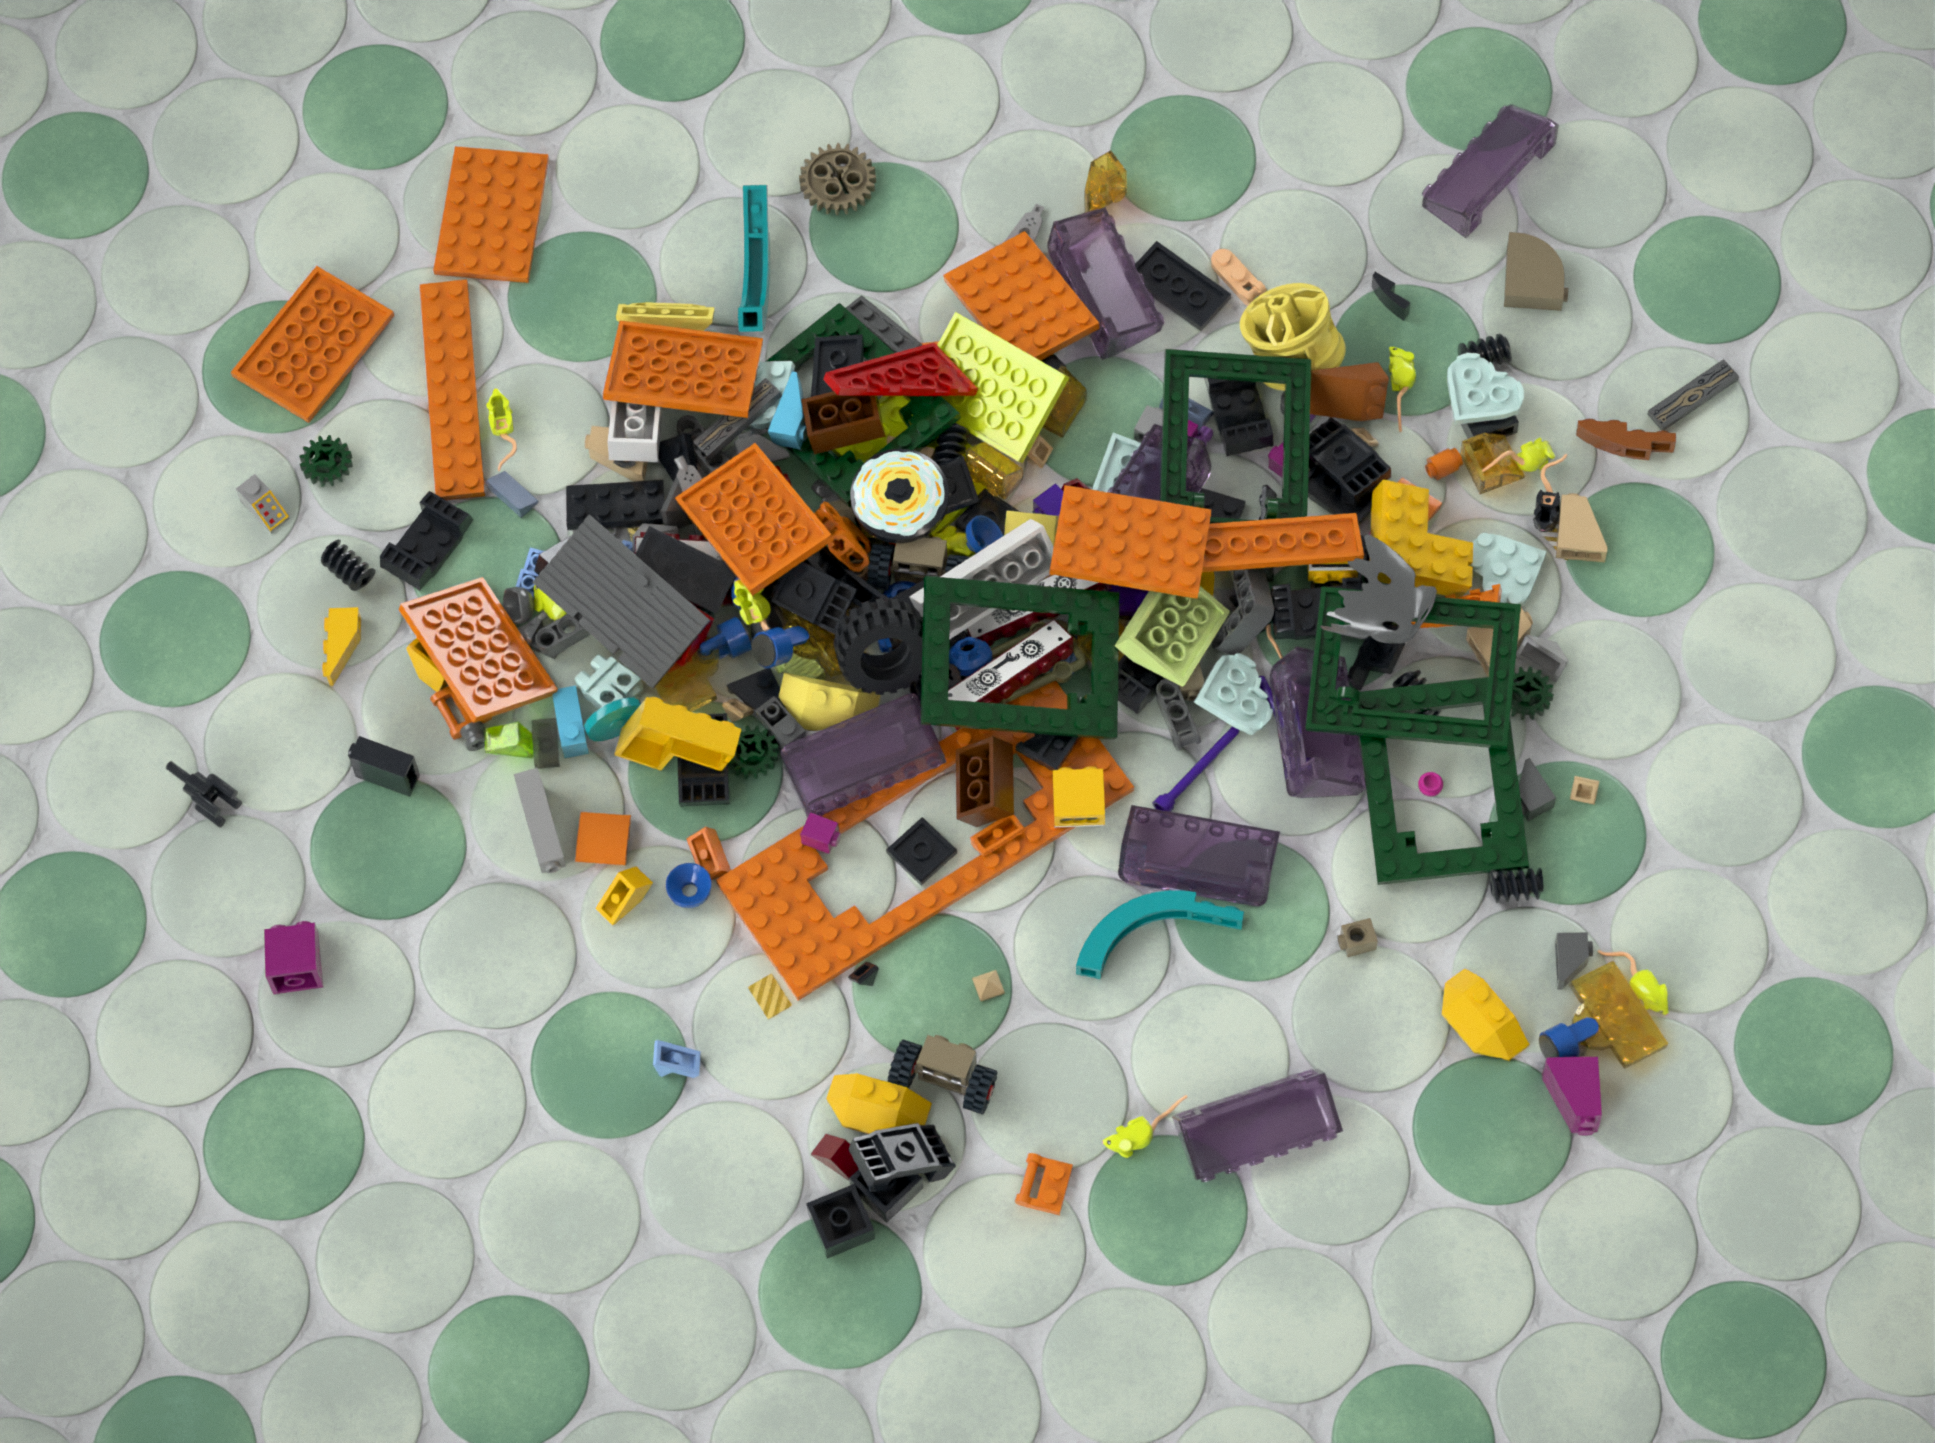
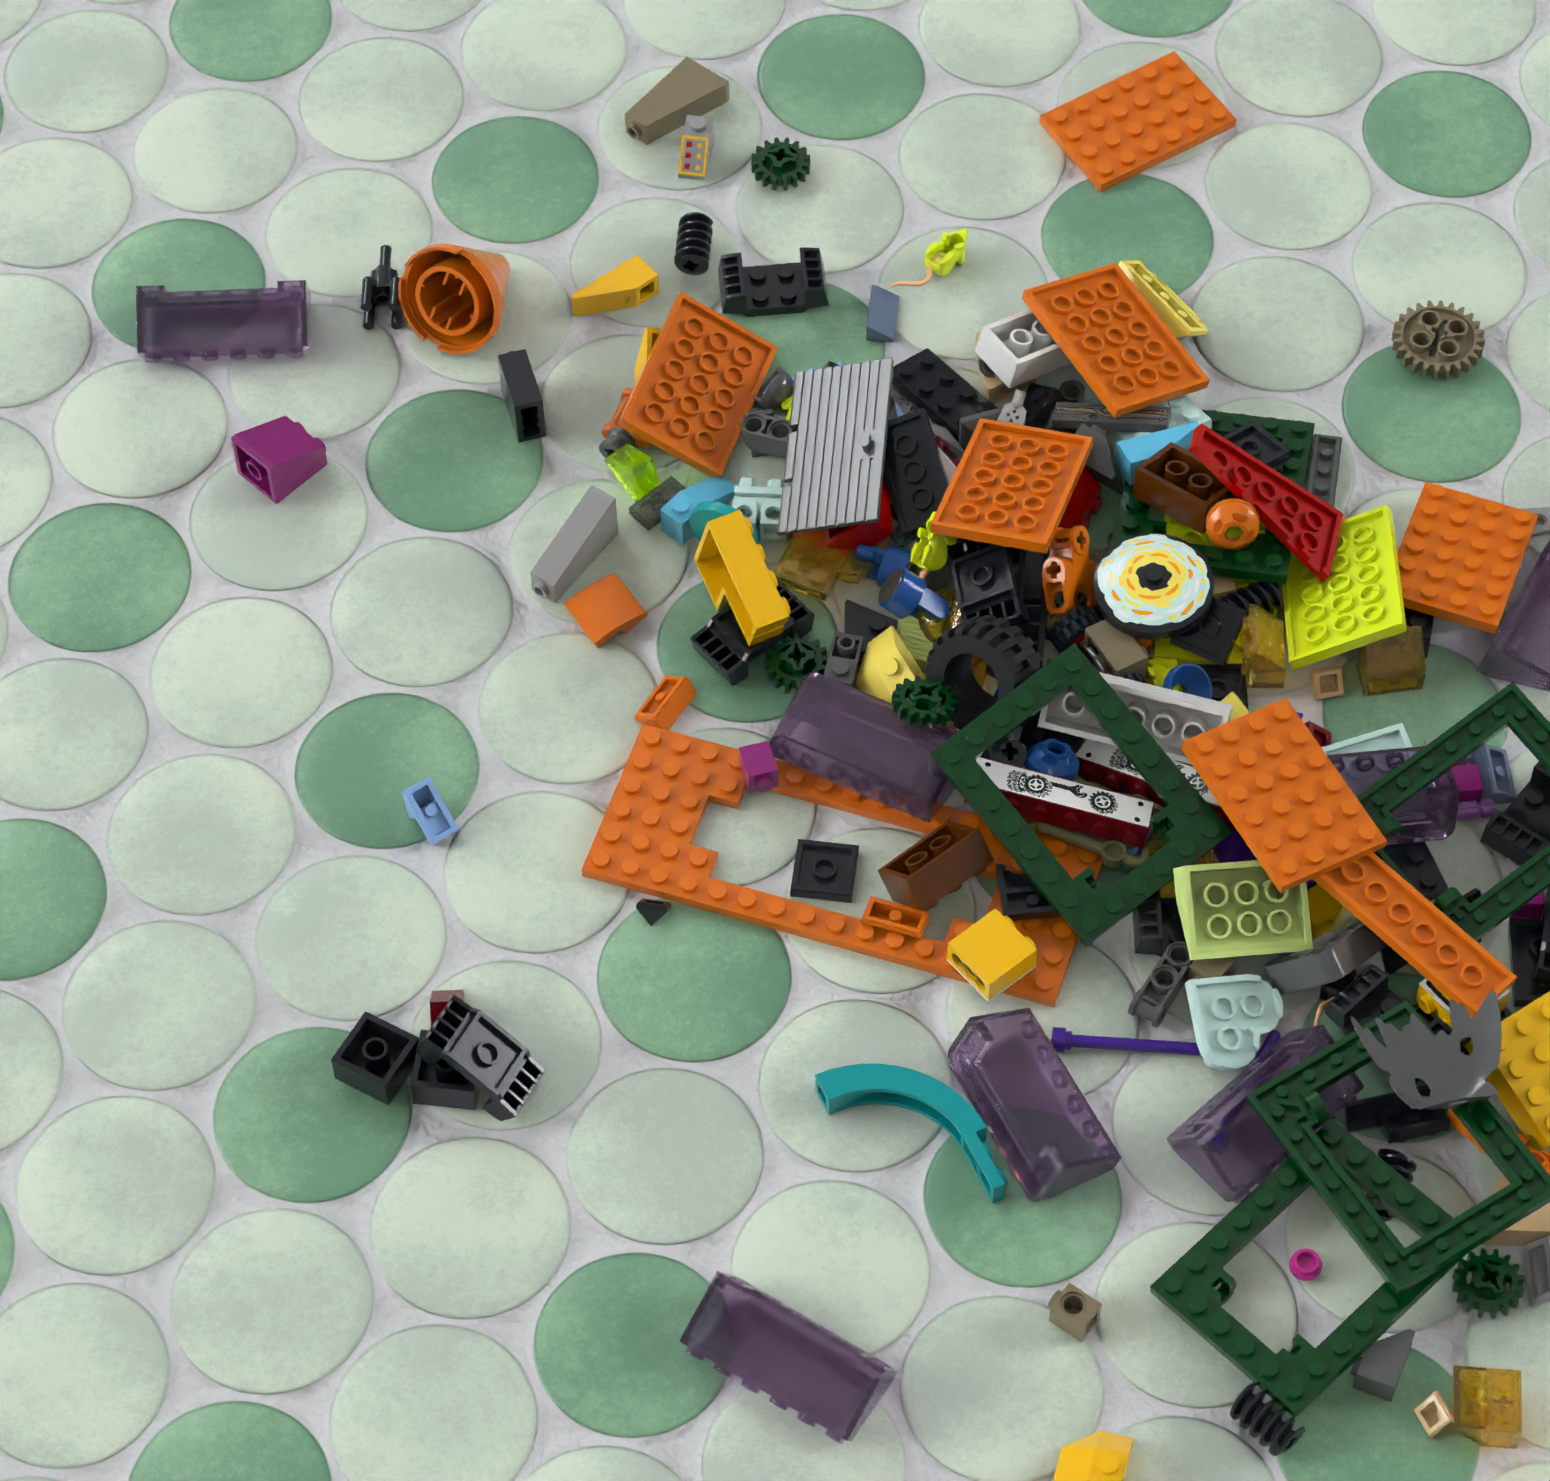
camera: 50 degrees right, 10 degrees down
(139, 914) = (223, 322): none -> clear purple windscreen
(207, 481) = (682, 92): none -> dark tan slope
(267, 748) = (454, 296): none -> orange cone
(312, 344) = (883, 82): orange plate -> none
(452, 390) = (939, 207): orange plate -> none
(623, 894) = (563, 661): yellow slope -> none
(685, 875) = (615, 694): blue piece -> none
(736, 709) = (829, 622): tan slope -> none
(755, 293) = (1287, 339): teal arch -> none
(769, 996) = (566, 849): clear yellow sticker -> none
(873, 697) = (924, 702): none -> dark green gear
(874, 1104) = (524, 1008): yellow wedge -> none
(896, 412) = (1228, 514): none -> orange piece
(944, 1066) = (612, 1034): brick -> none
(988, 985) = (735, 1022): tan slope -> none
(1052, 1187) = (570, 1221): orange plate -> none
(1136, 1135) = (686, 1255): neon yellow animal -> none
(1606, 754) = (1488, 1405): none -> clear yellow slope

